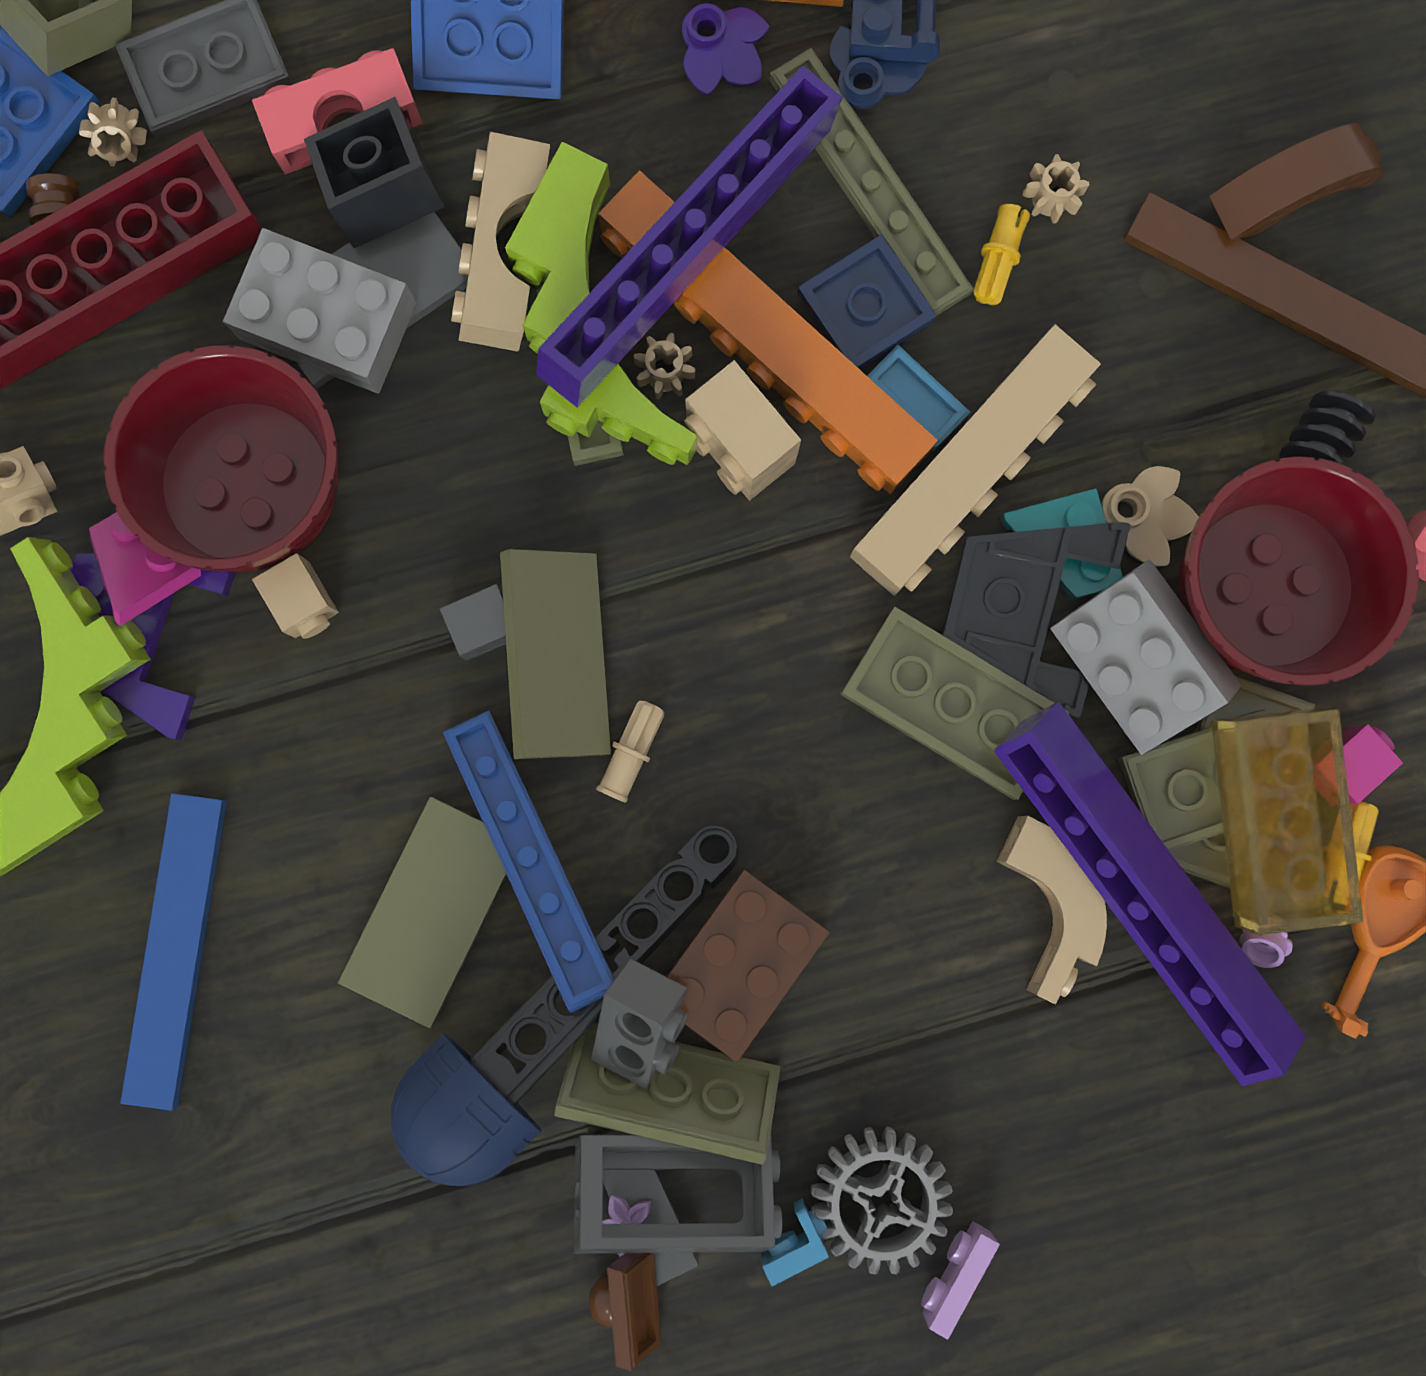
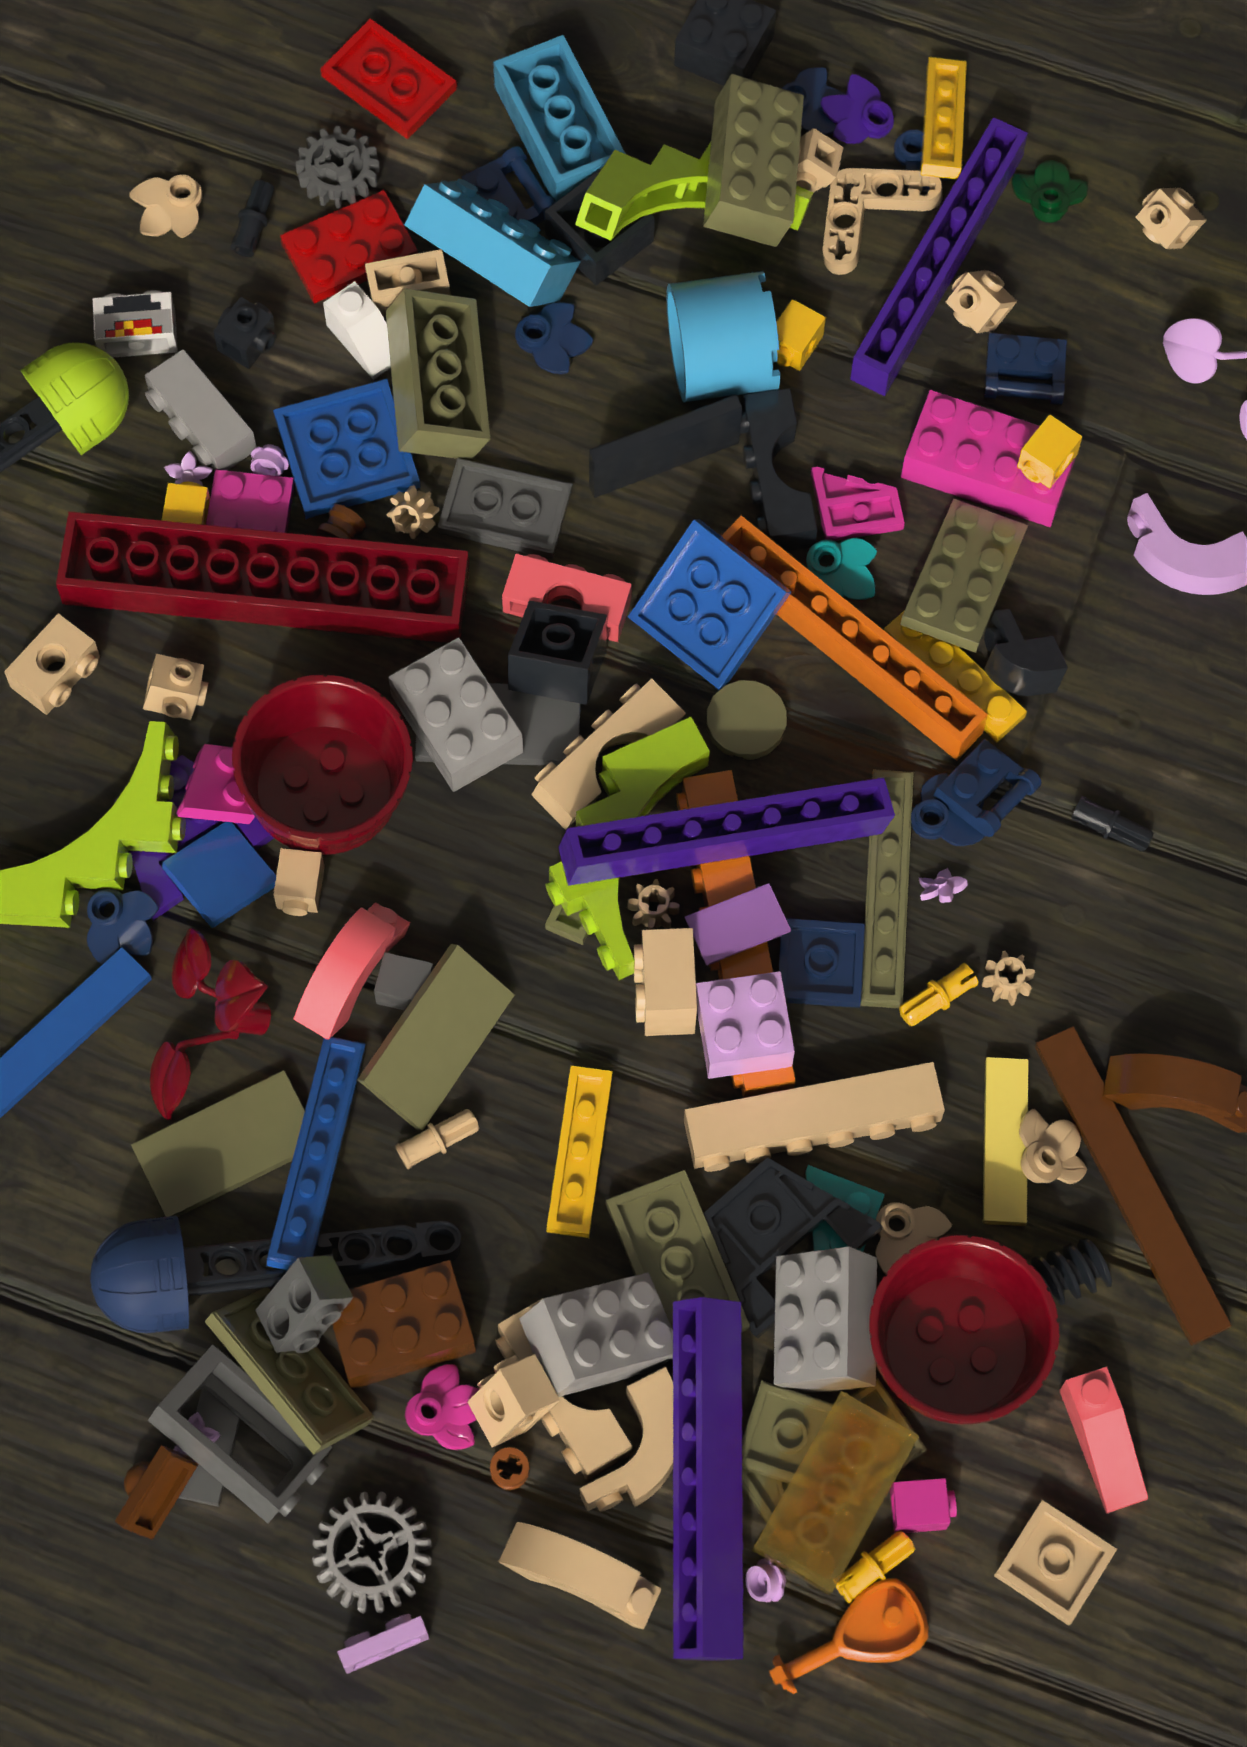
camera: 40 degrees right, 15 degrees down
(157, 771) = (124, 927): none -> dark blue plate
(210, 646) = (220, 873): none -> blue tile
(335, 779) = (235, 1013): none -> dark red plant
(414, 649) = (346, 966): none -> coral arch
(609, 110) = (746, 719): none -> olive tile
(725, 54) = (854, 737): dark purple plate -> none
(770, 323) = (738, 924): none -> medium lavender piece
(778, 662) = (579, 1152): none -> yellow plate
(795, 1252) = (286, 1542): dark azure bracket -> none
(846, 999) = (450, 1405): none -> dark pink plate
(856, 420) = (744, 1025): none -> lavender brick
(910, 959) = (512, 1399): none -> tan brick
(919, 394) = (812, 1047): dark azure tile -> none
(925, 144) = (943, 885): none -> lavender plant
(946, 836) = (600, 1334): none -> light grey brick
(959, 1024) = (515, 1480): none -> dark orange bush
(1002, 930) = (591, 1436): none -> tan arch
(1093, 1076) = (581, 1571): none -> tan arch
(1166, 352) = (1003, 1111): none -> light yellow tile
(1219, 330) = (1050, 1150): none -> tan plate

